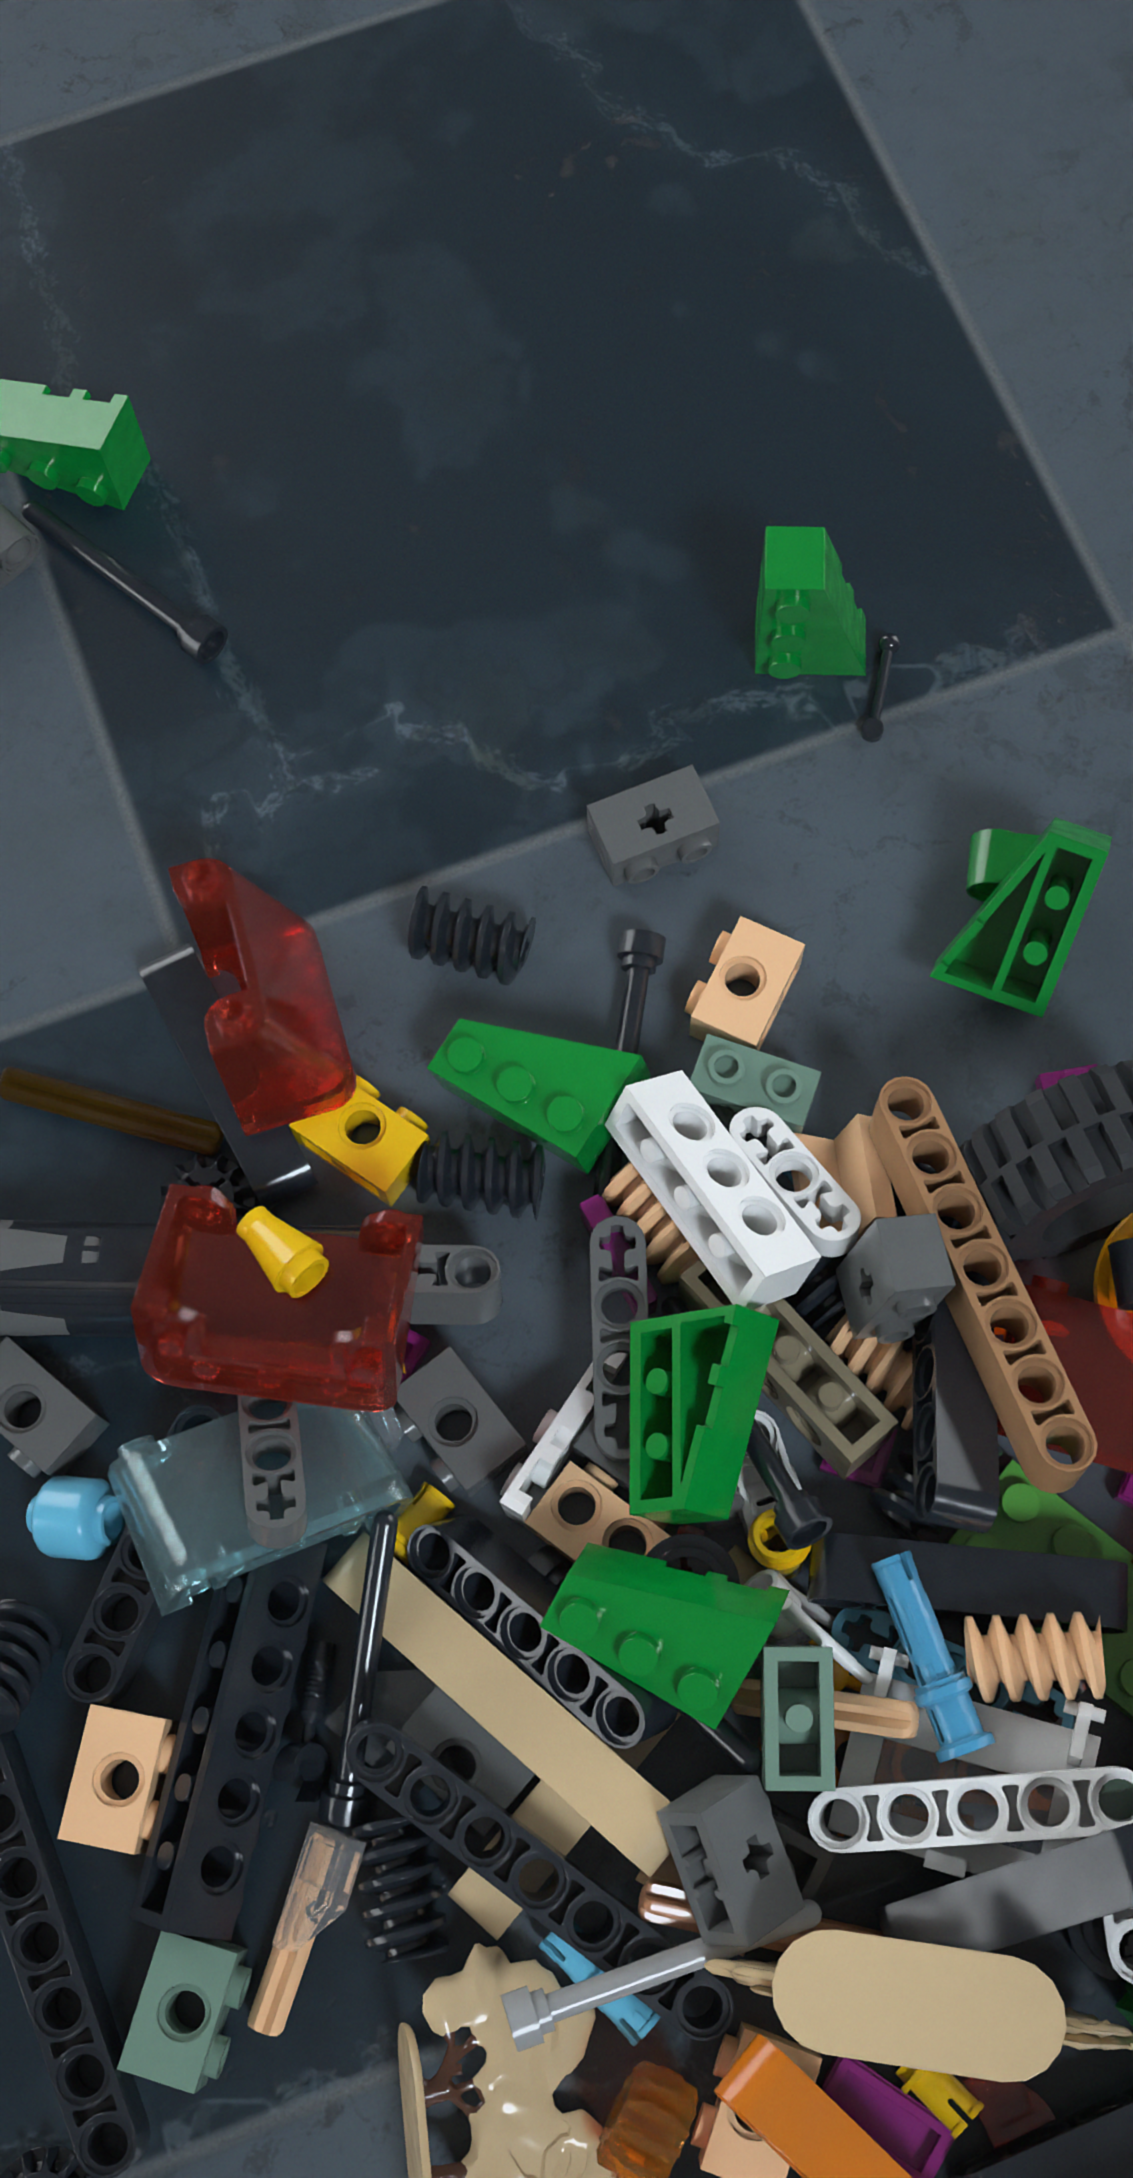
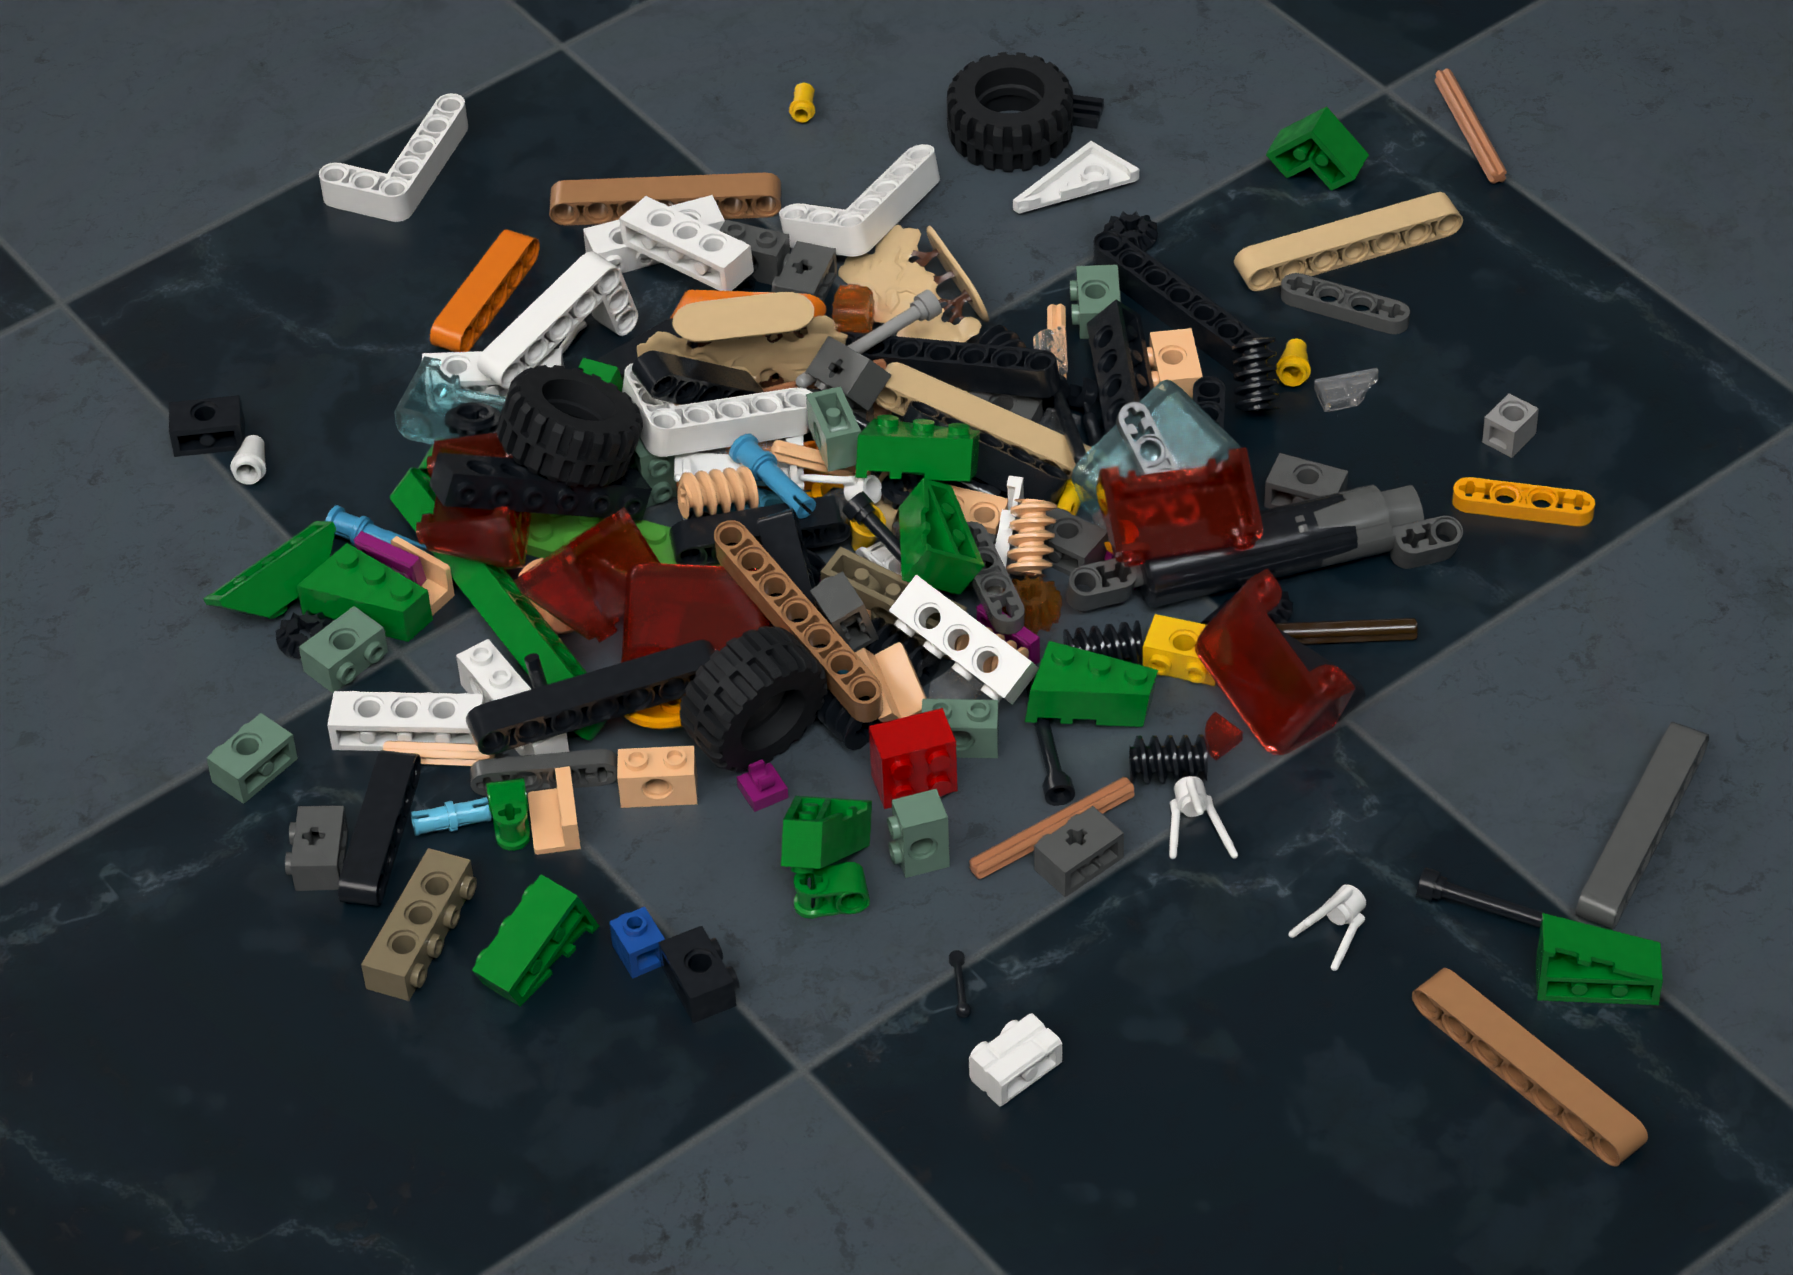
camera: 160 degrees right, 25 degrees down
(75, 1518) = (1261, 448): medium azure head -> none
(215, 352) = (1530, 1067): none -> medium nougat beam
(285, 1254) = (1186, 527): yellow cone -> none
(332, 633) = (1341, 909): none -> white plant
(372, 978) = (1221, 736): none -> clear red tile
(460, 869) = (1193, 801): none -> white plant
(523, 1395) = (1030, 537): none -> light nougat piece
(538, 1312) = (1040, 602): none -> clear orange gear
(671, 892) = (1024, 841): none -> nougat axle
(749, 954) = (984, 780): light nougat brick -> none
(791, 1154) = (890, 654): white beam -> none
(806, 608) = (1023, 969): green wedge -> none
(850, 1024) = (913, 756): none -> red brick
(864, 526) = (1014, 1059): none -> white brick
(878, 891) = (919, 833): none -> sand green brick

